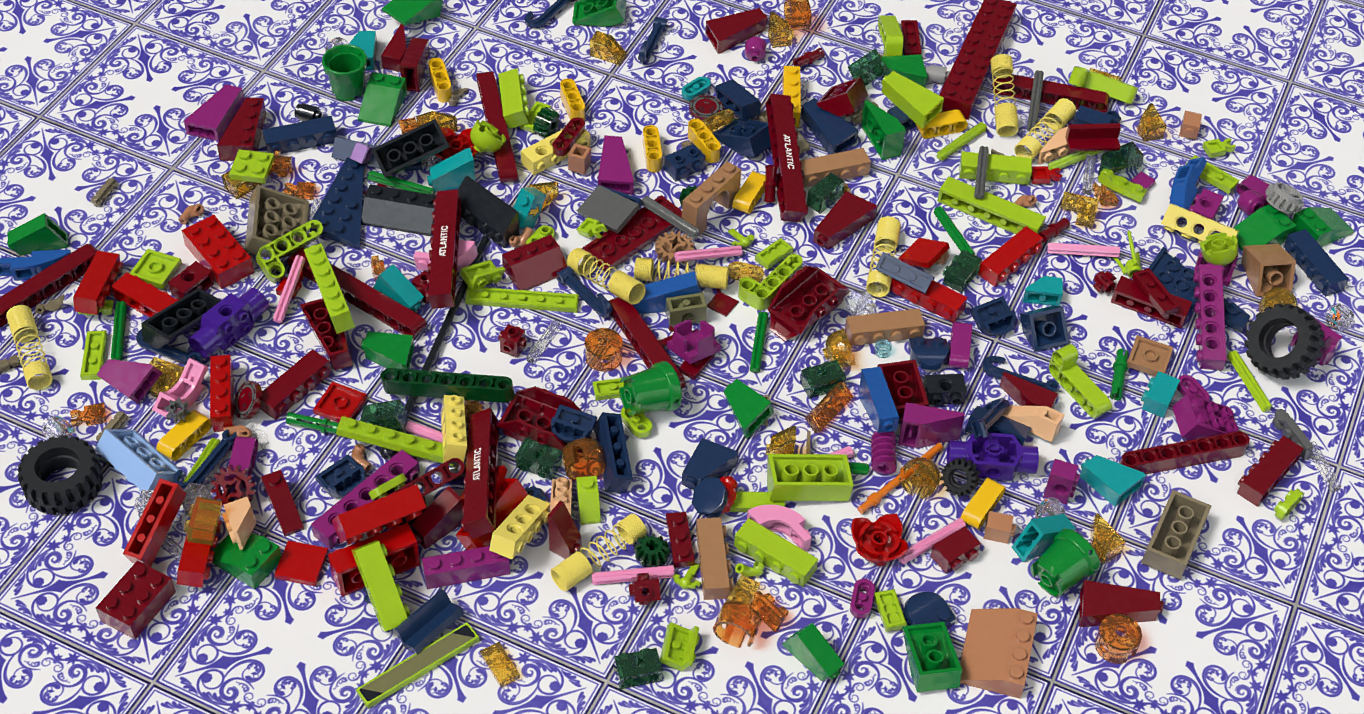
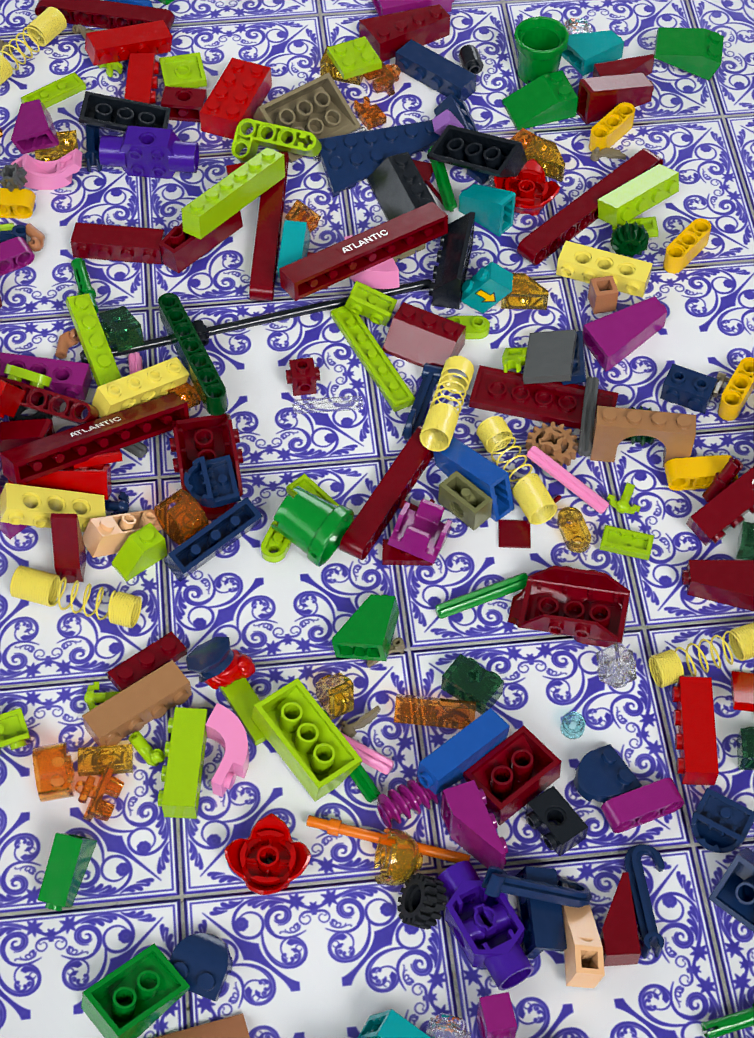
camera: 60 degrees right, 5 degrees up
(118, 330) = (100, 87): green axle -> none
(190, 212) = (274, 56): nougat arm -> none
(221, 392) = (68, 198): red brick -> none
(247, 400) = (68, 220): dark red tile -> none
(260, 434) = (44, 256): clear piece -> none
(289, 289) = (213, 178): bright pink axle -> none
(339, 402) = (126, 290): red tile -> none
(341, 477) = (32, 339): dark blue slope -> none
(388, 349) = (215, 290): green slope -> none
(486, 138) = (551, 199): lime cylinder -> none
(518, 241) = (447, 309): nougat arm -> none
(538, 459) = (161, 478): clear green brick -> none
(568, 143) = (635, 270): dark red beam -> none
(610, 351) = (355, 468): clear orange piece -> none
(626, 575) = (72, 645): bright pink axle -> none
(651, 550) = (110, 644): dark green gear -> none
(651, 590) = (53, 663): dark red brick -> none
(652, 148) = (682, 348): yellow beam -> none
(708, 461) = (262, 634): dark blue slope -> none
(760, 294) = (617, 566): lime beam -> none
(839, 349) = (529, 679): clear yellow cylinder -> none
(862, 600) = (179, 884): magenta plate -> none
(885, 325) = (604, 709): medium nougat brick -> none
(890, 610) = (181, 921): lime plate -> none
(904, 272) = (693, 682): panel -> none
(928, 542) = (316, 920): bright pink axle -> none
(955, 550) = (313, 952): dark red brick -> none
(983, 502) = (408, 949): yellow beam -> none
(999, 527) = (382, 985): nougat brick -> none
(1077, 383) = (686, 973): lime beam -> none

